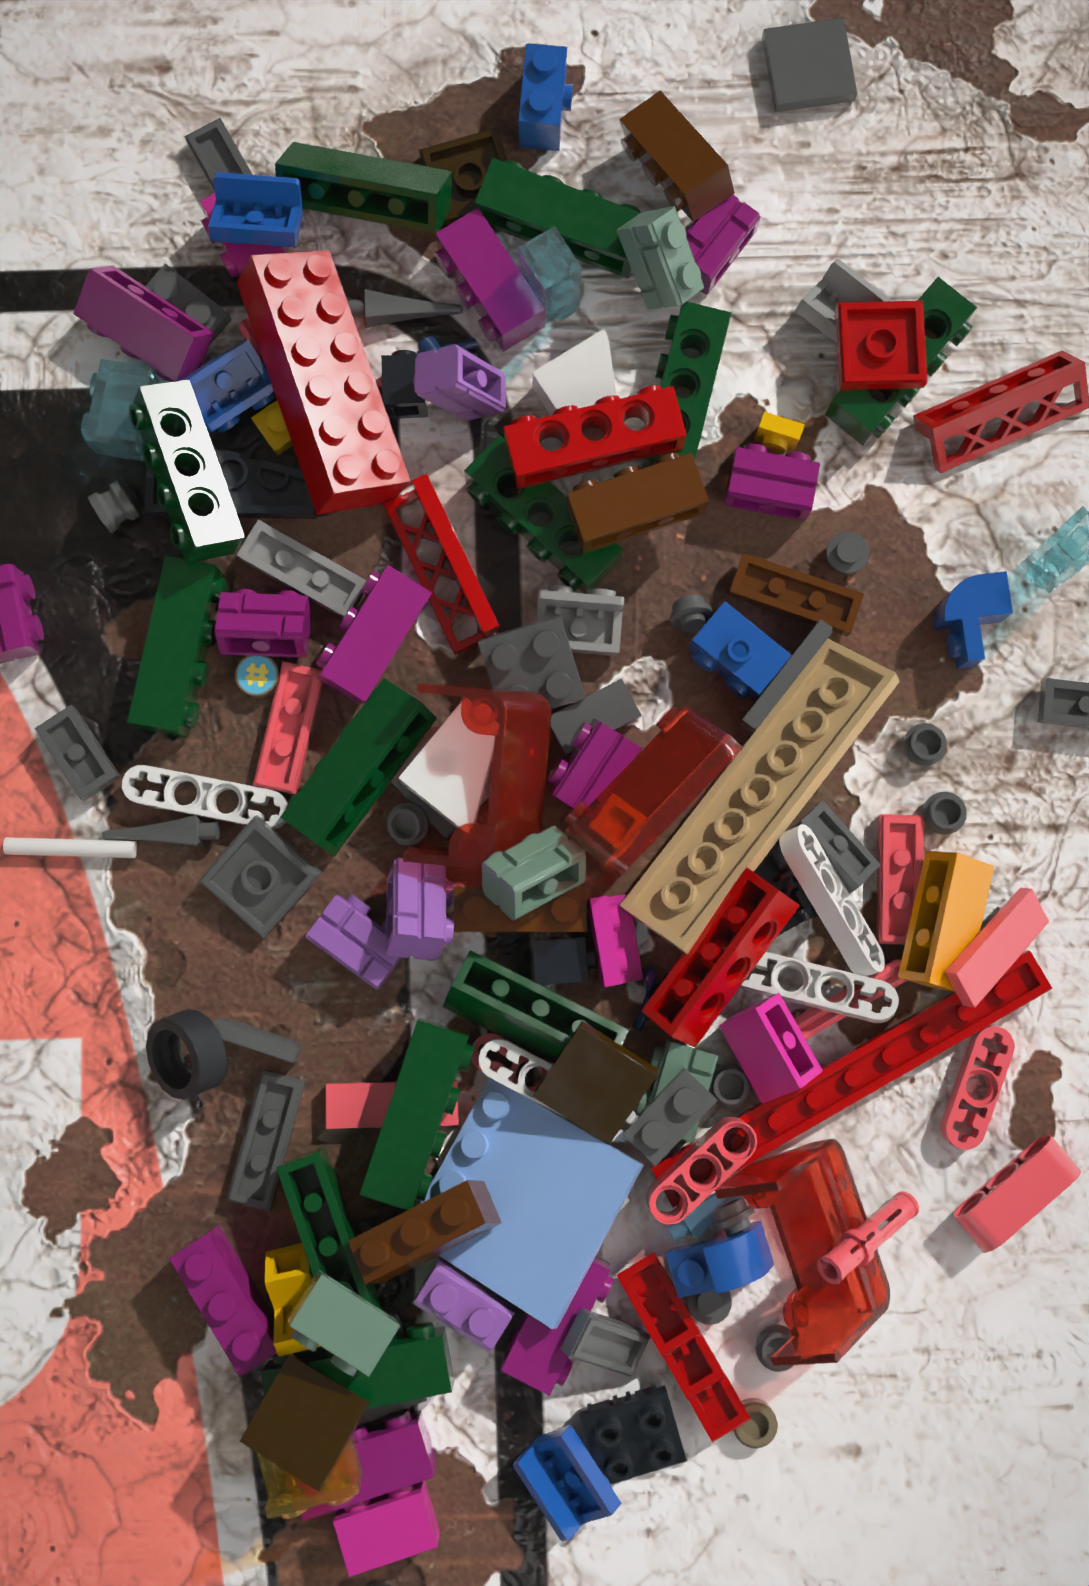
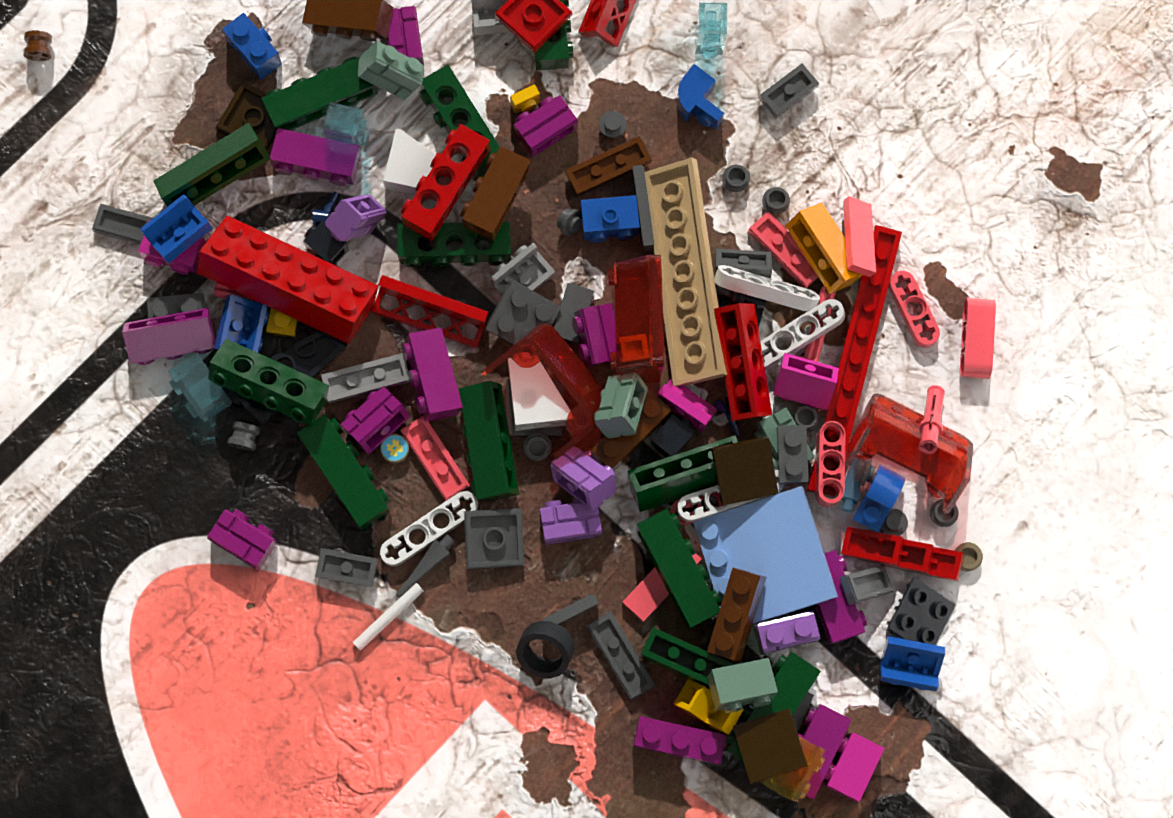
camera: 50 degrees left, 5 degrees down
(385, 308) = (274, 220): dark grey piece -> none

